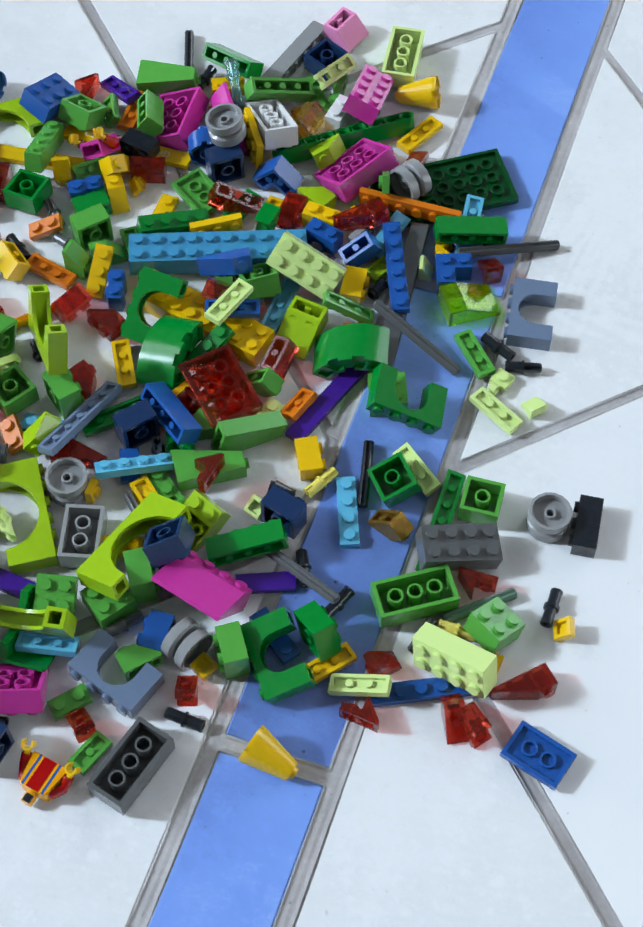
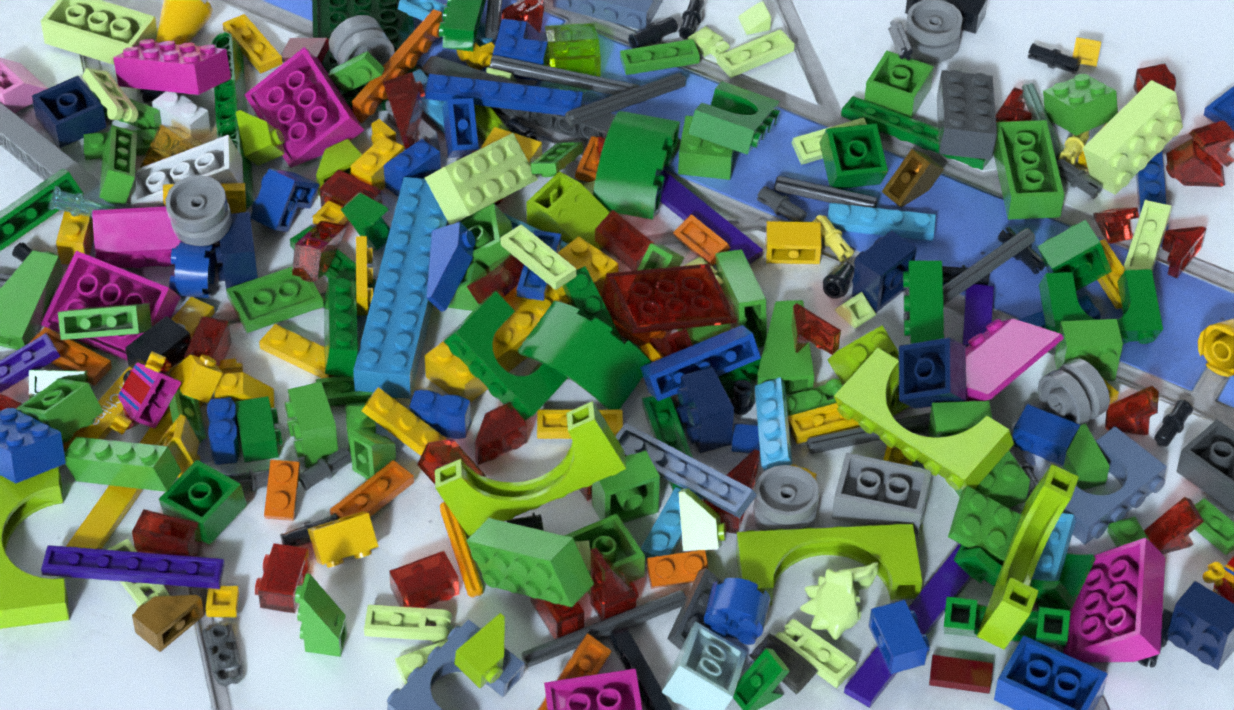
camera: 80 degrees left, 10 degrees down
(346, 448) = (781, 205): none -> dark grey axle
(433, 301) = (560, 76): none -> dark grey axle
(517, 493) = (900, 40): none -> axle

